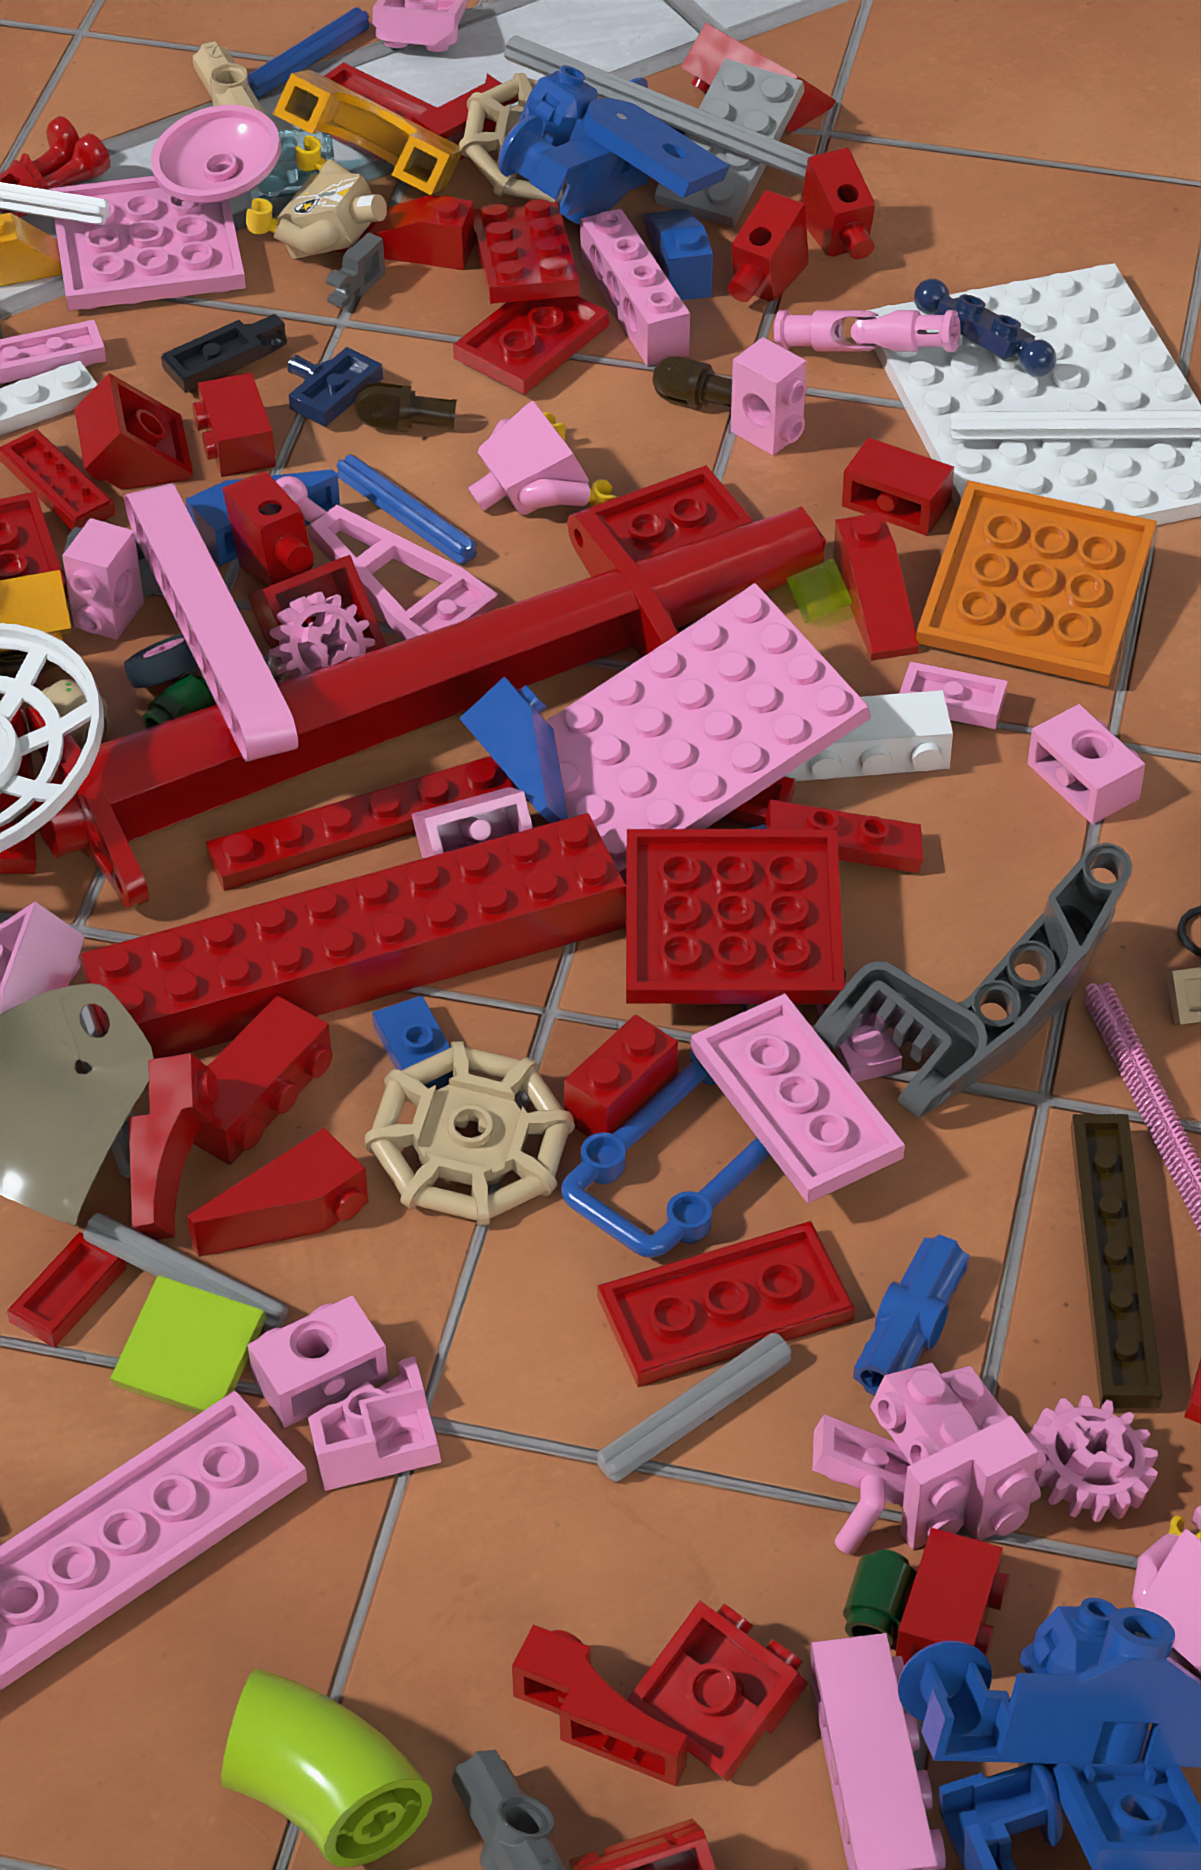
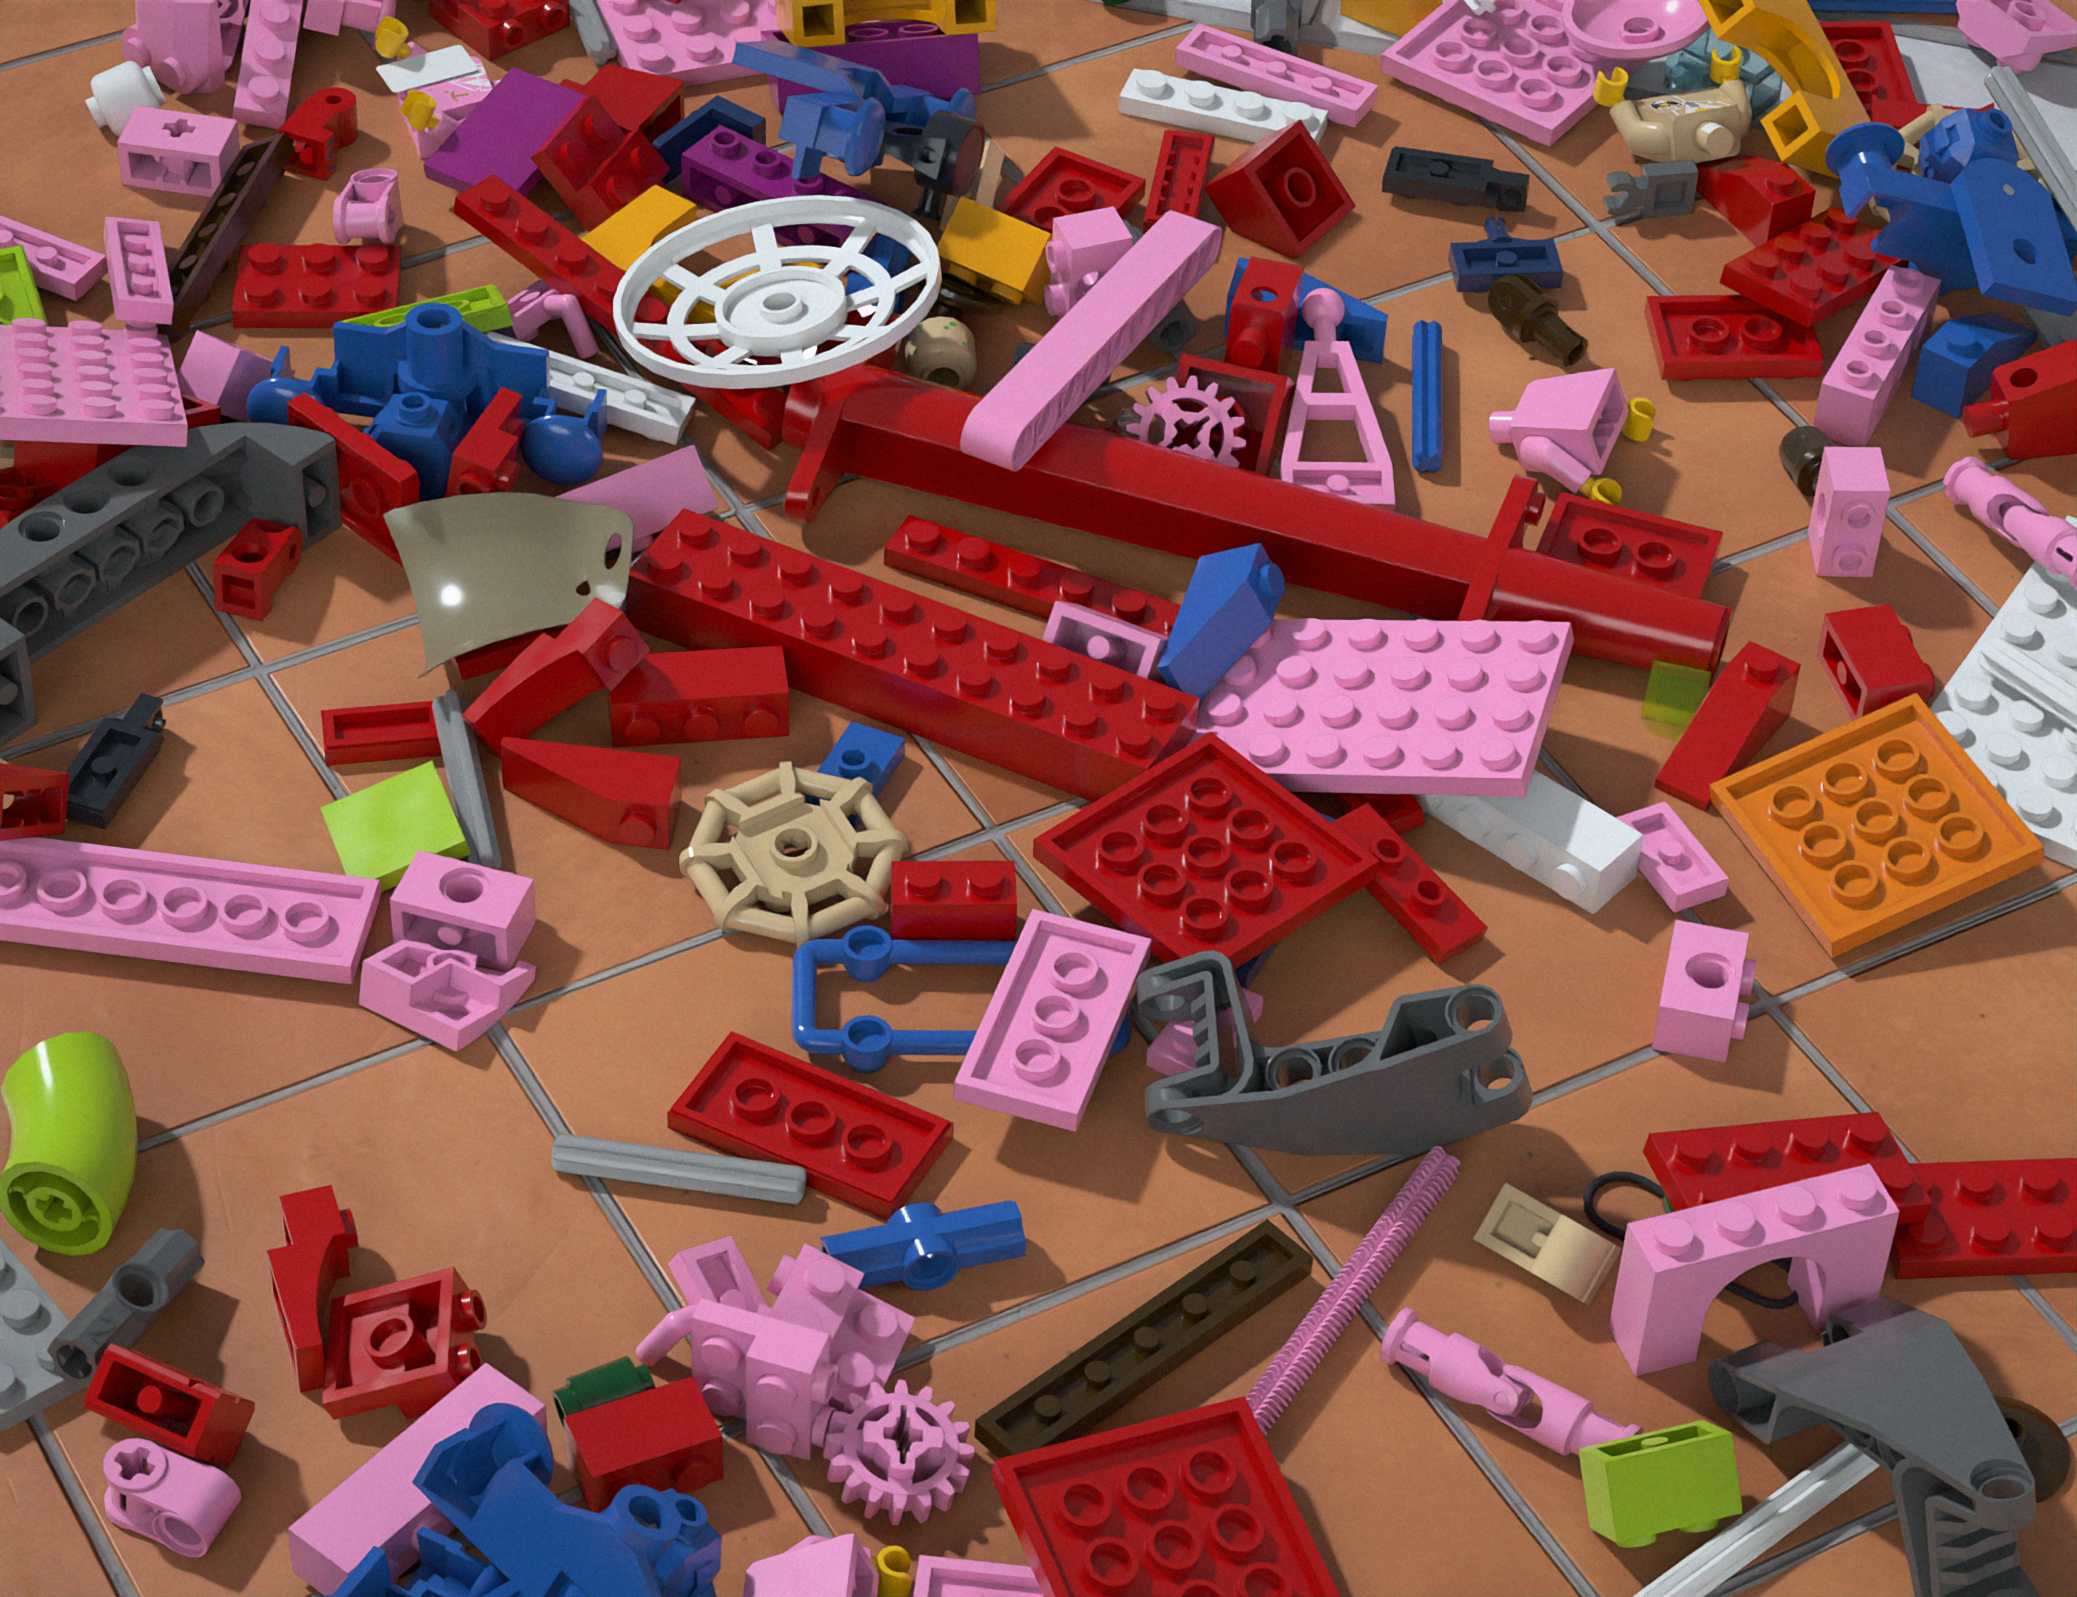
camera: 45 degrees right, 5 degrees down
(235, 425) = (1377, 238): red brick -> none

